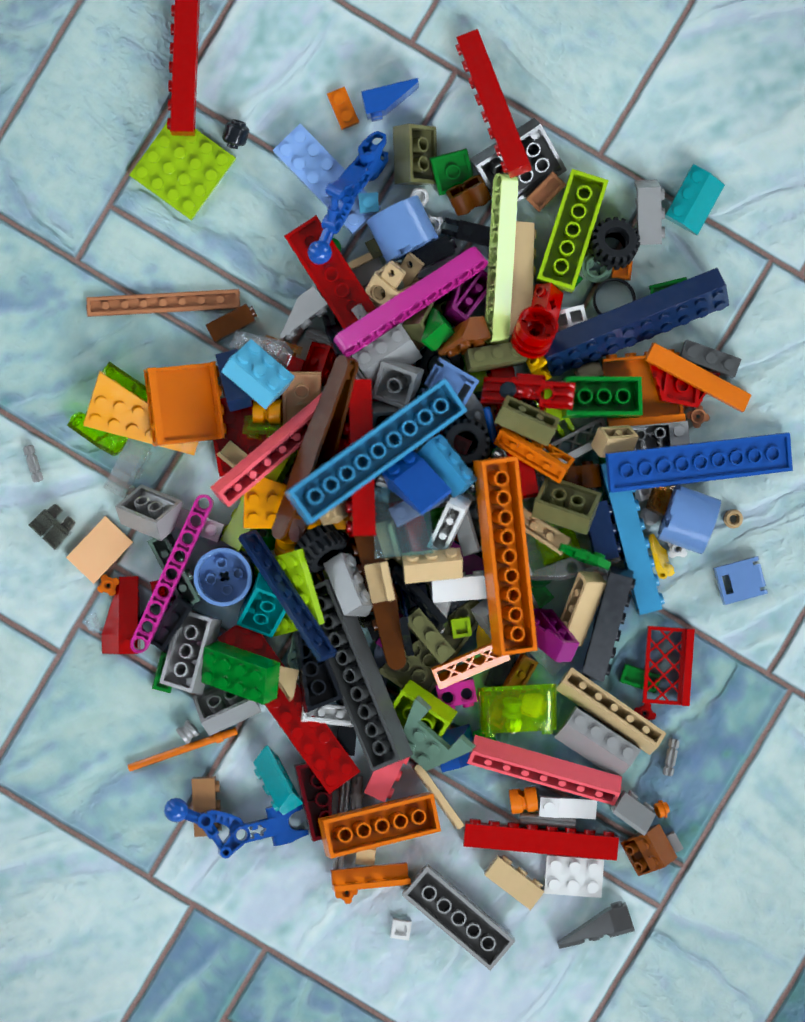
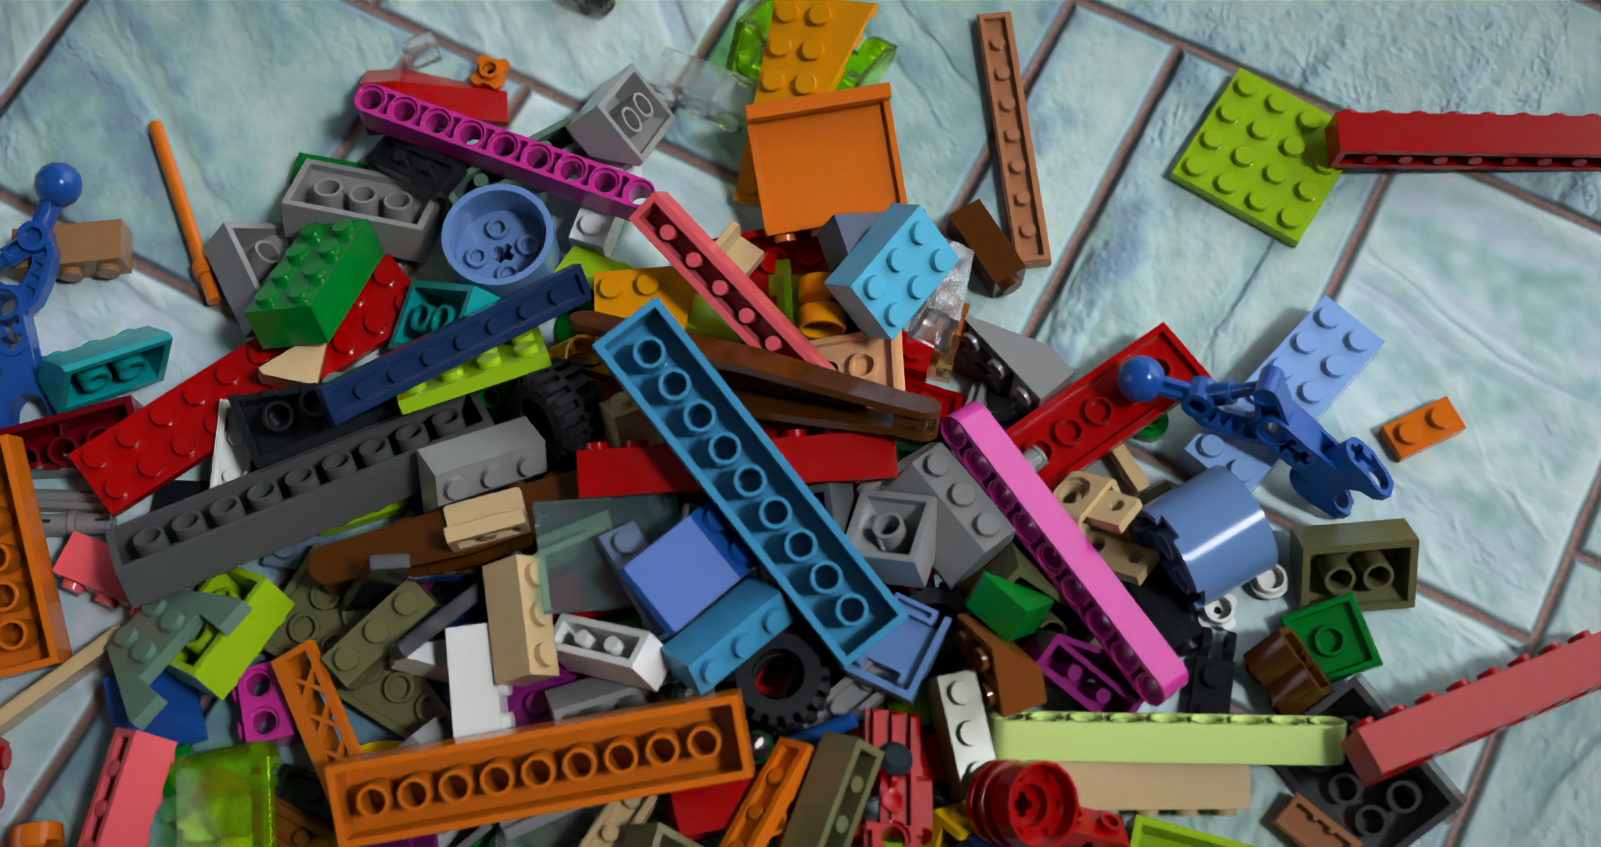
camera: 90 degrees right, 20 degrees down
(99, 549) = (555, 57): light nougat tile -> none
(187, 731) = (213, 212): light grey wheel -> none
(235, 133) = (1343, 237): black head -> none
(368, 202) = (1251, 468): medium azure plate -> none
(382, 100) = (1461, 503): blue slope -> none
(460, 627) = (401, 702): lime plate -> none

